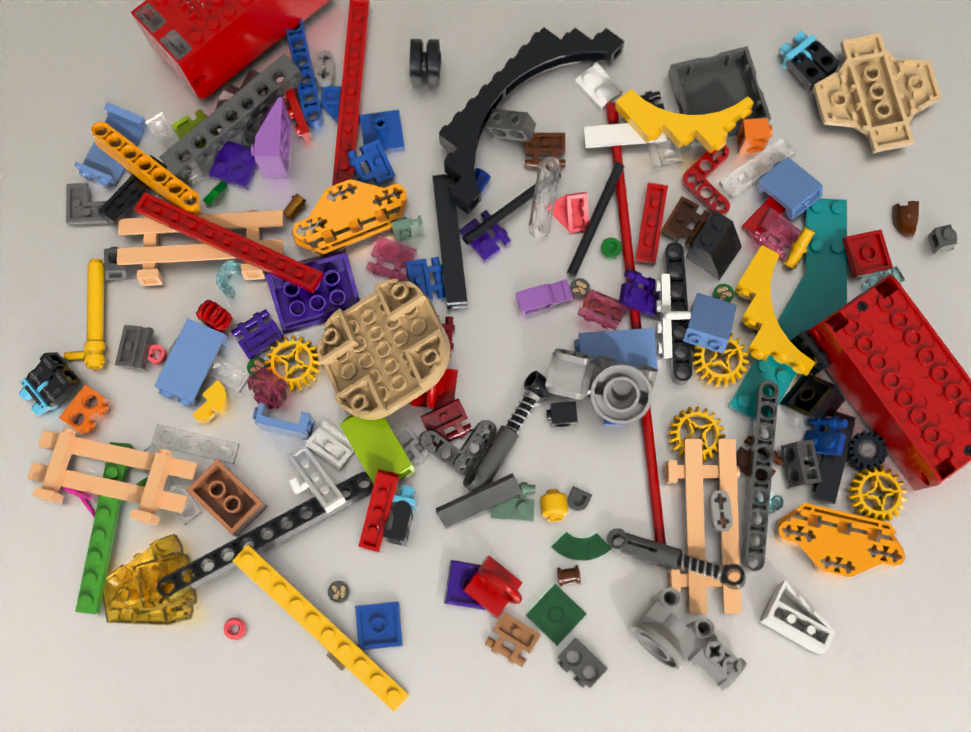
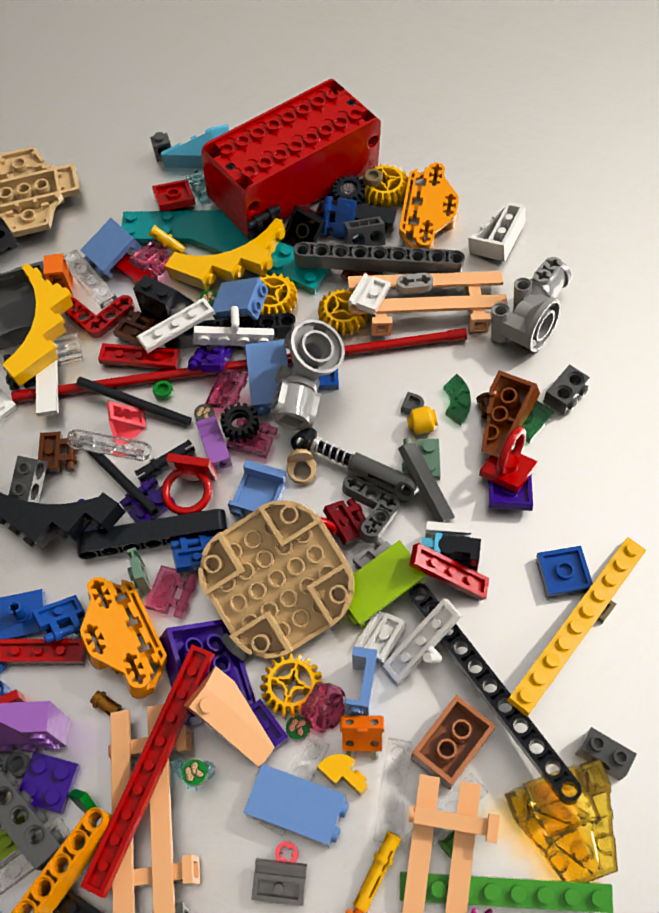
camera: 90 degrees left, 15 degrees down
(138, 429) = (375, 875): none -> yellow pin
(203, 631) = (614, 756): none -> dark grey brick
(214, 316) = (239, 781): red gear -> none
(220, 278) = (194, 773): none -> tile
(228, 628) = (598, 716): coral plate -> none
(240, 418) = (362, 734): none -> orange piece
(261, 303) = (226, 712): none -> light nougat wedge
(329, 311) = (233, 648): none -> dark grey tile
(338, 591) = (535, 615): tile -> none
(424, 507) = (452, 529): none -> white plate
(484, 339) = (257, 487): none -> medium blue panel
(509, 273) = (191, 469): none -> red tile
(516, 381) = (297, 456): none -> tan piece
(516, 633) = (548, 446): medium nougat plate -> none
(522, 243) = (156, 465): none -> black pin
(543, 330) = (260, 443): none -> clear pink plate
(556, 593) = (508, 408): none -> dark orange wedge
(559, 333) = (239, 412): none -> black tyre
(562, 414) = (332, 418): black brick -> none
(673, 558) = (461, 316): piece -> none
(679, 257) = (175, 325): none -> white tile
(704, 459) = (369, 293): none -> white plate
(880, 478) = (373, 177): none -> dark tan tile
(906, 218) = (141, 171): reddish brown brick -> none
(932, 294) = (189, 154): none -> medium azure wedge

